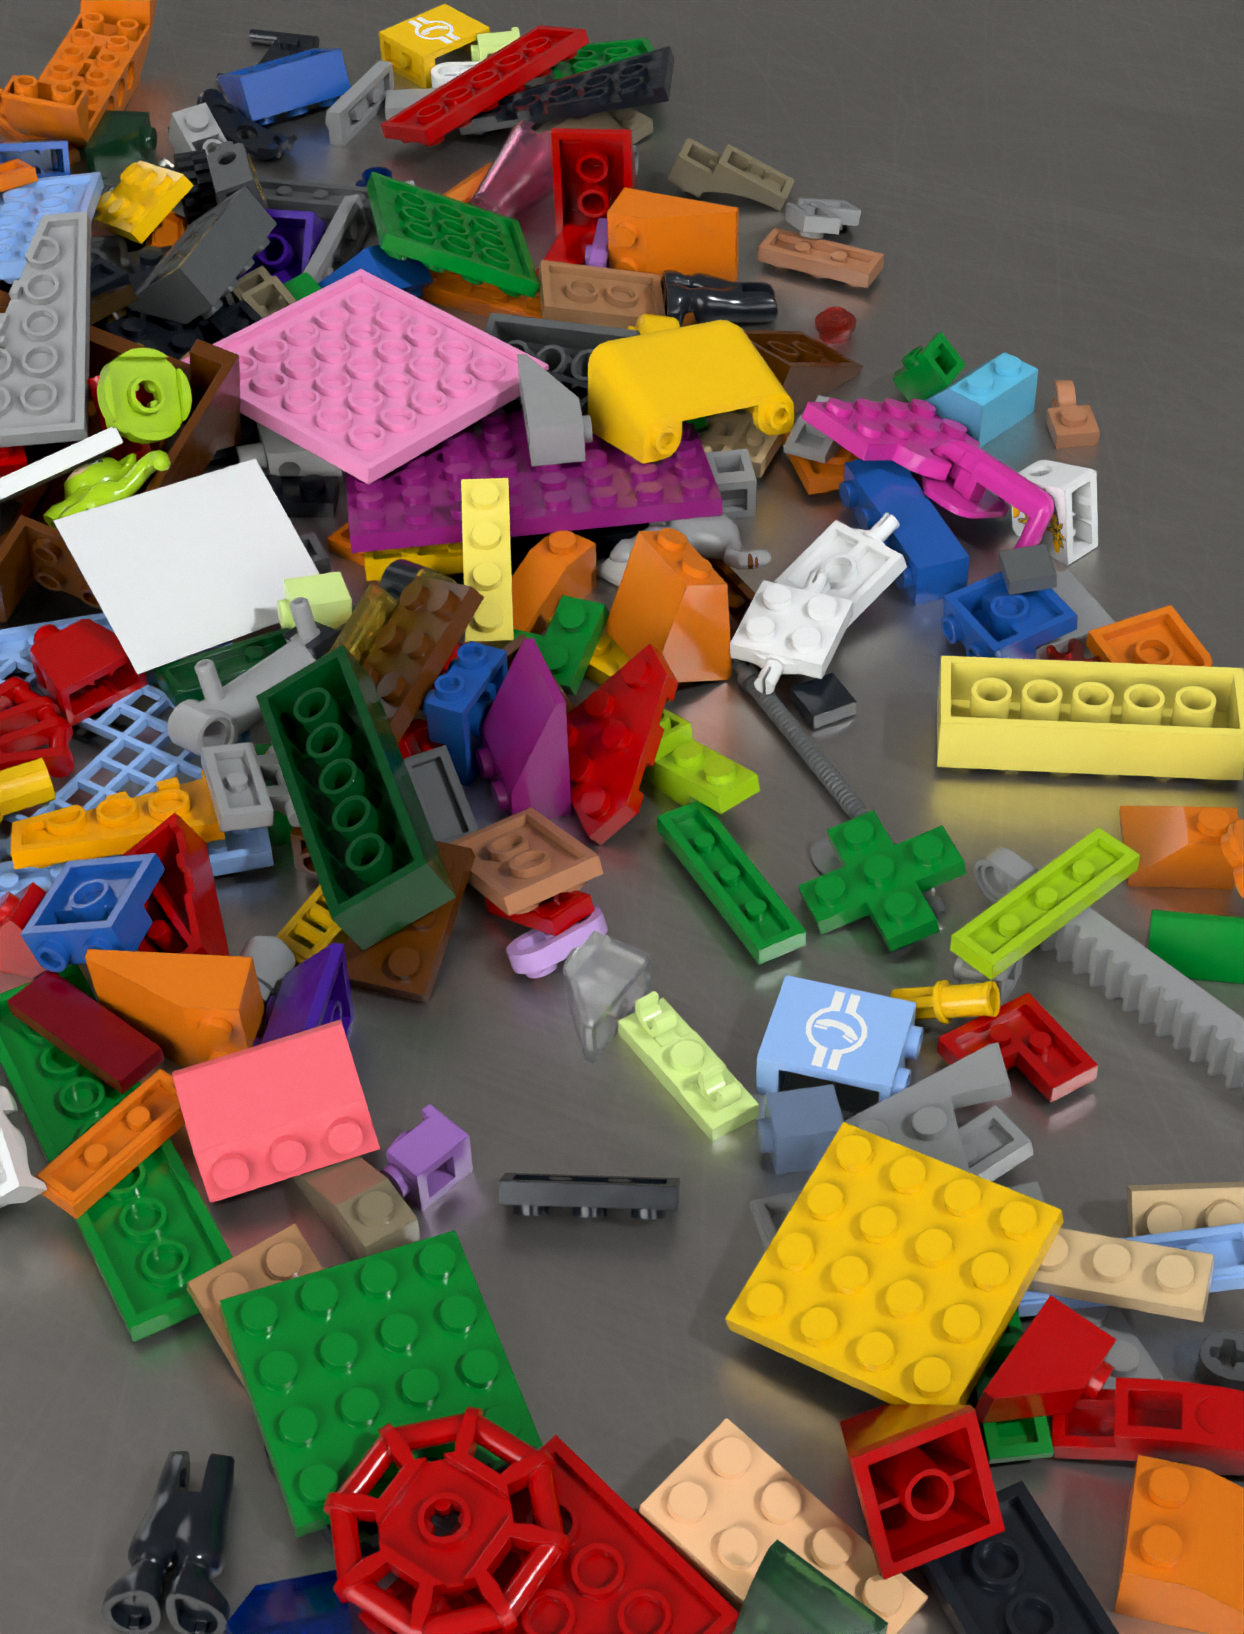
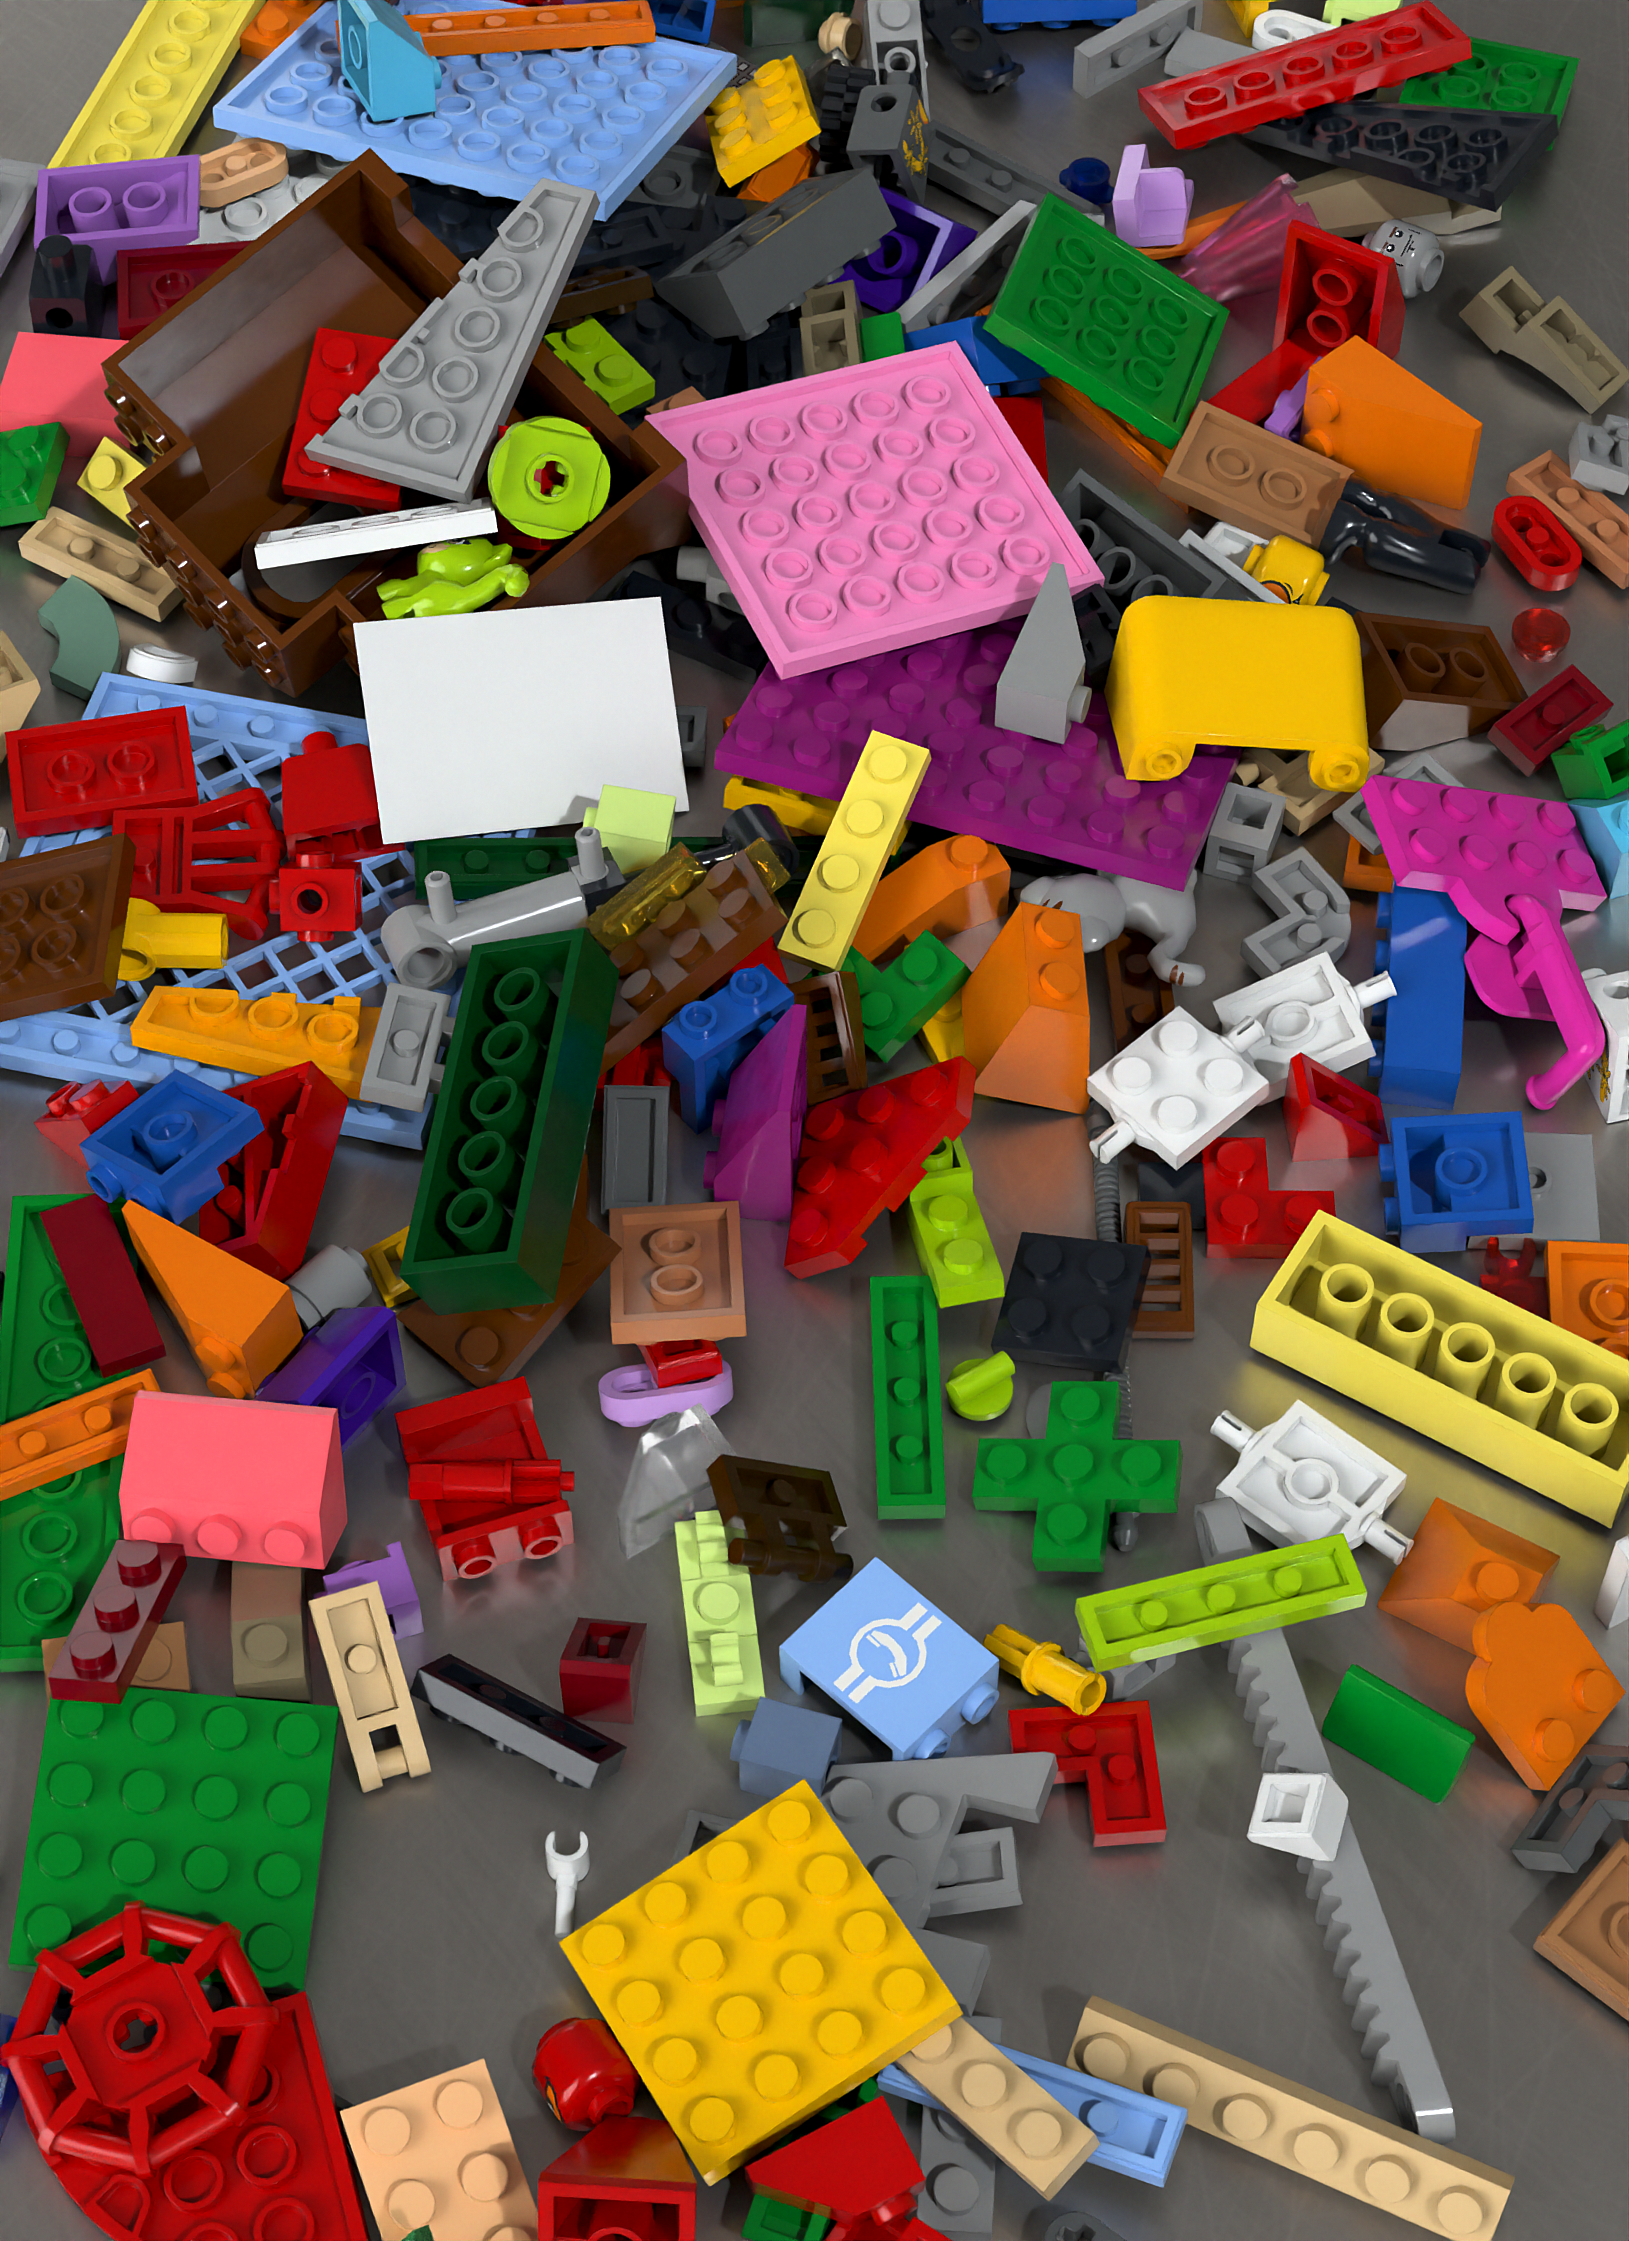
camera: 25 degrees right, 10 degrees up
(119, 709) = (335, 882): none -> red brick
(158, 149) = (841, 32): none -> tan plate
(246, 1241) = (117, 1622): none -> dark red plate
(430, 171) = (1150, 203): none -> lavender panel
(457, 1050) = (482, 1426): none -> red panel
(467, 1203) = (368, 1683): none -> tan plate
(469, 1043) = (491, 1481): none -> red piece
(632, 1135) = (602, 1670): none -> dark red slope
(688, 1279) = (566, 1873): none -> white hand
(704, 979) = (776, 1502): none -> dark brown plate
(778, 855) = (981, 1387): none -> lime plate
(799, 279) = (1536, 543): none -> red plate
(799, 512) = (1310, 912): none -> light grey plate
(800, 1403) = (584, 2073): none -> red head
(806, 781) = (1072, 1302): none -> black plate
(837, 716) = (1165, 1230): none -> reddish brown slope
(876, 364) = (1548, 719): none -> dark red plate
(881, 694) = (1240, 1209): none -> red plate
(892, 618) = (1329, 1114): none -> red slope
(1027, 569) = (1509, 1128): dark grey tile -> none
(1033, 820) = (1311, 1482): none -> white plate
(1187, 1009) = (1299, 1814): none -> white slope

